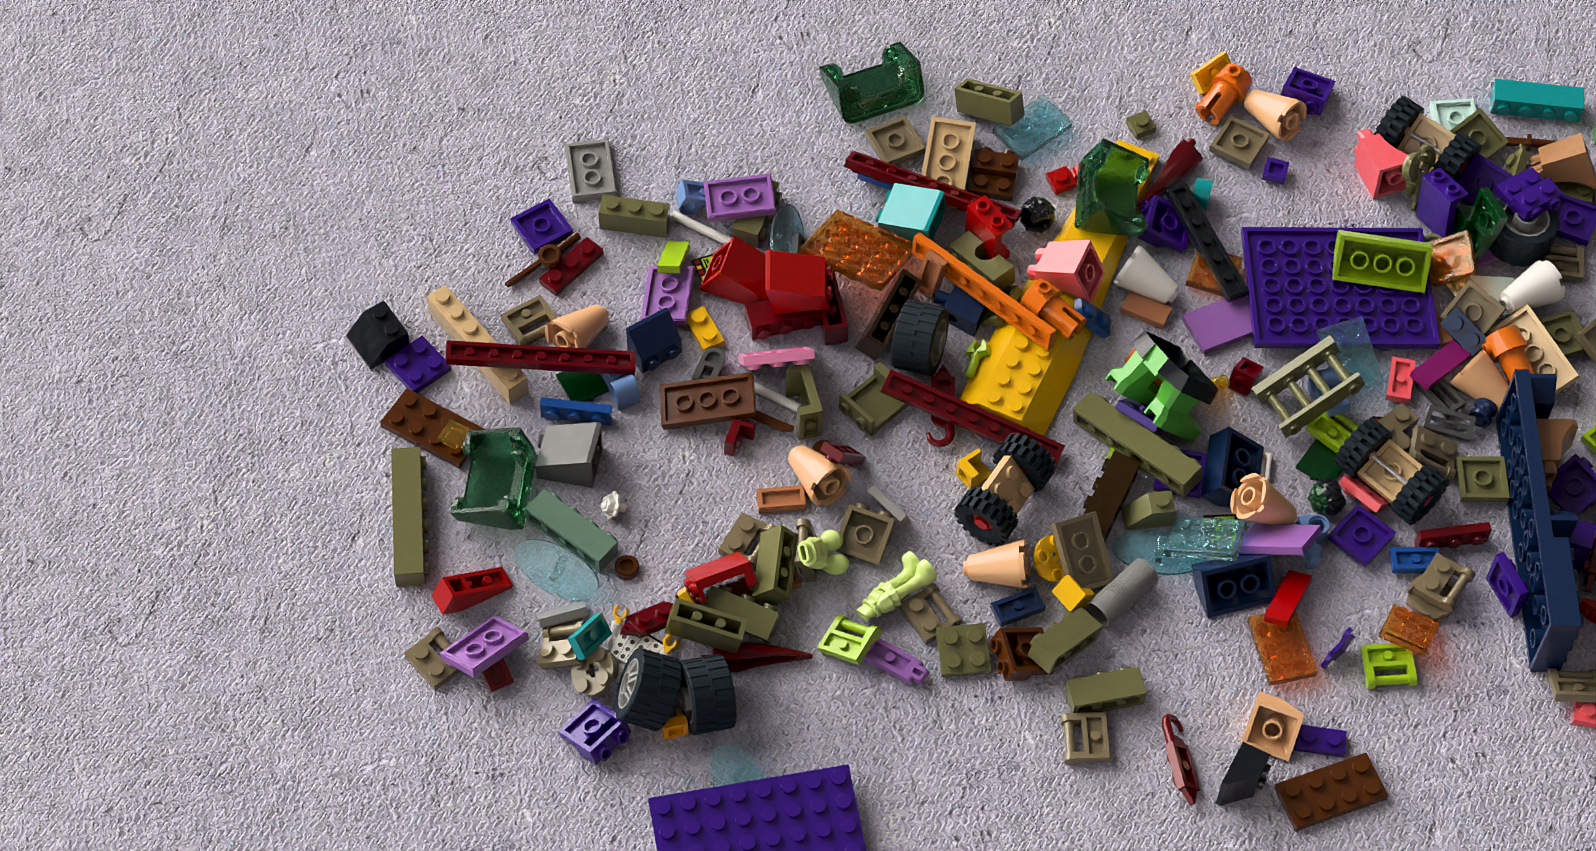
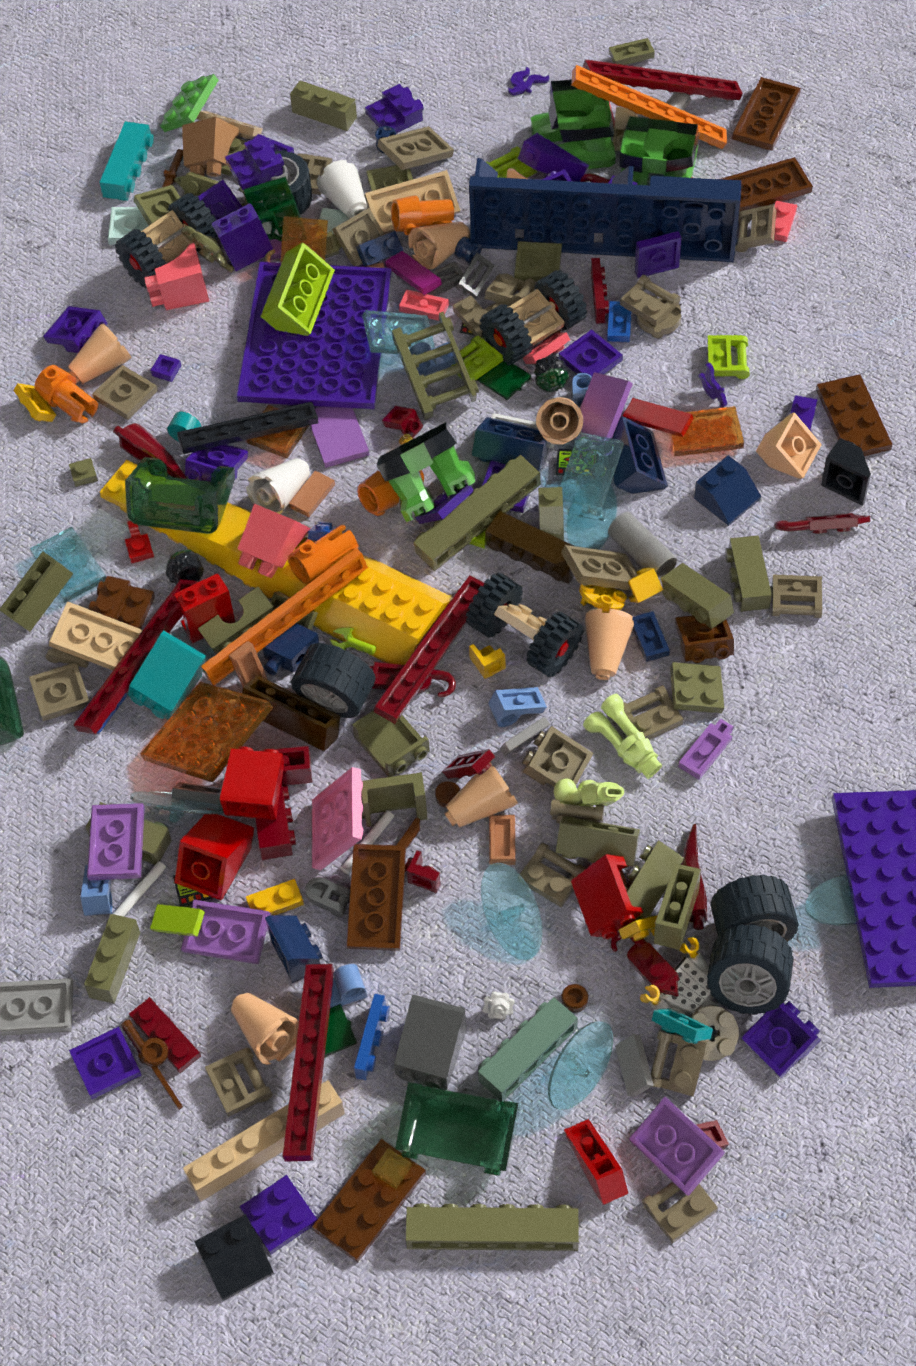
camera: 80 degrees left, 0 degrees up
(703, 506) = (511, 911): none -> clear light blue shield
(847, 646) = (689, 790): lime plate -> none
(923, 494) = (512, 703): none -> medium blue plate
(1206, 668) = (727, 490): none -> dark blue slope
(1409, 630) = (695, 334): clear orange plate -> none

